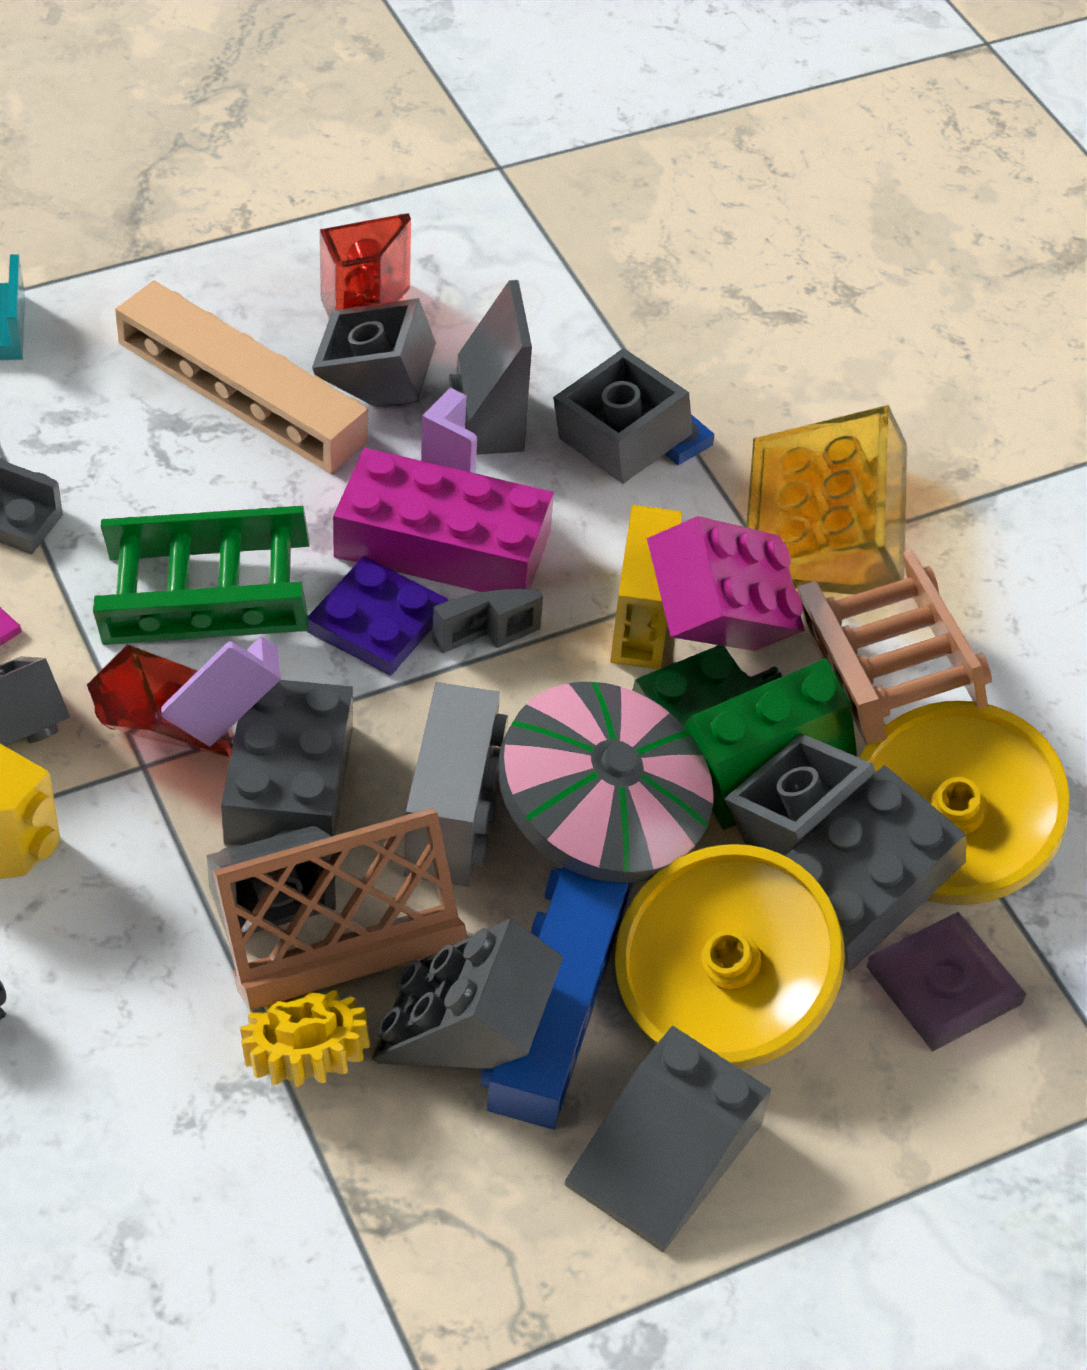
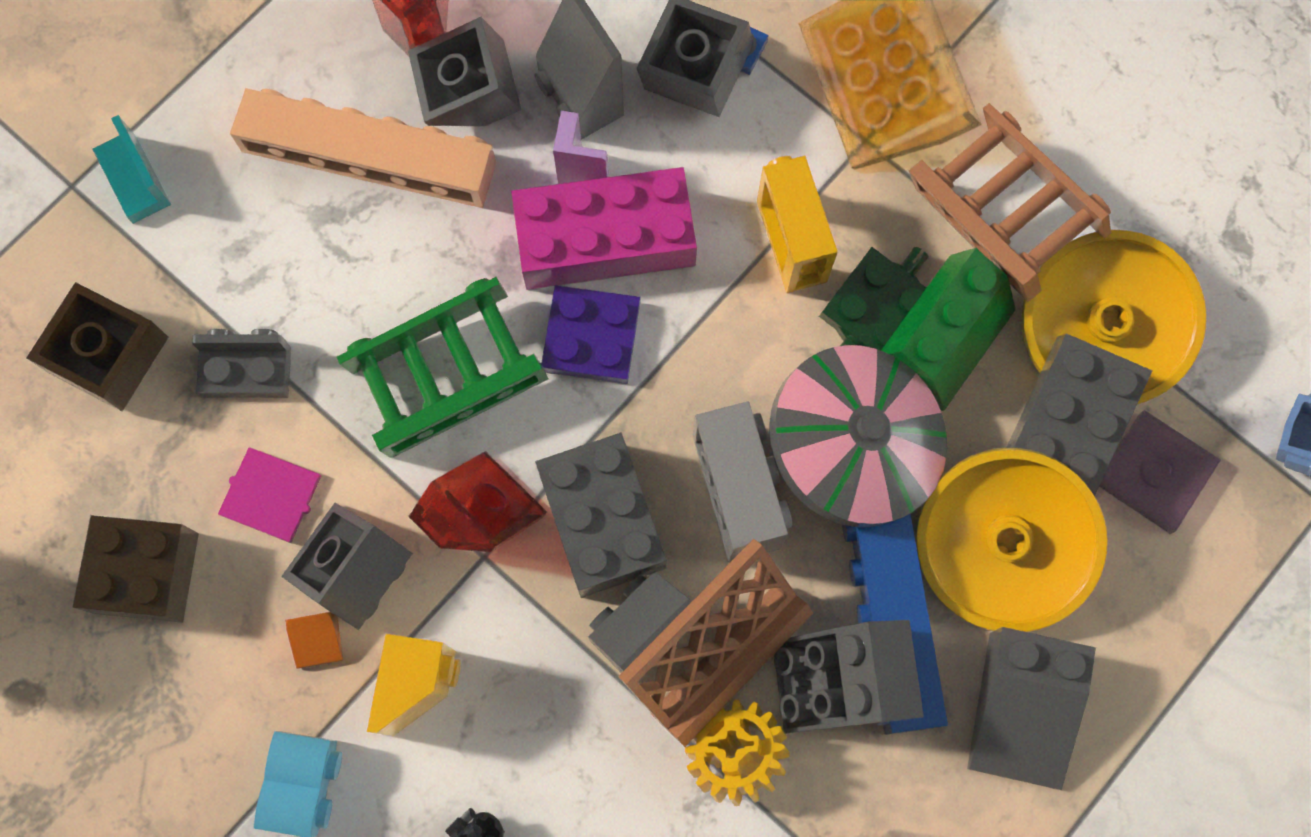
camera: 20 degrees left, 25 degrees up
(224, 690) = (533, 487): lavender panel -> none
(497, 613) = (687, 297): dark grey slope -> none
(725, 584) = (868, 210): dark pink brick -> none
(795, 793) = (1005, 377): dark grey slope -> none

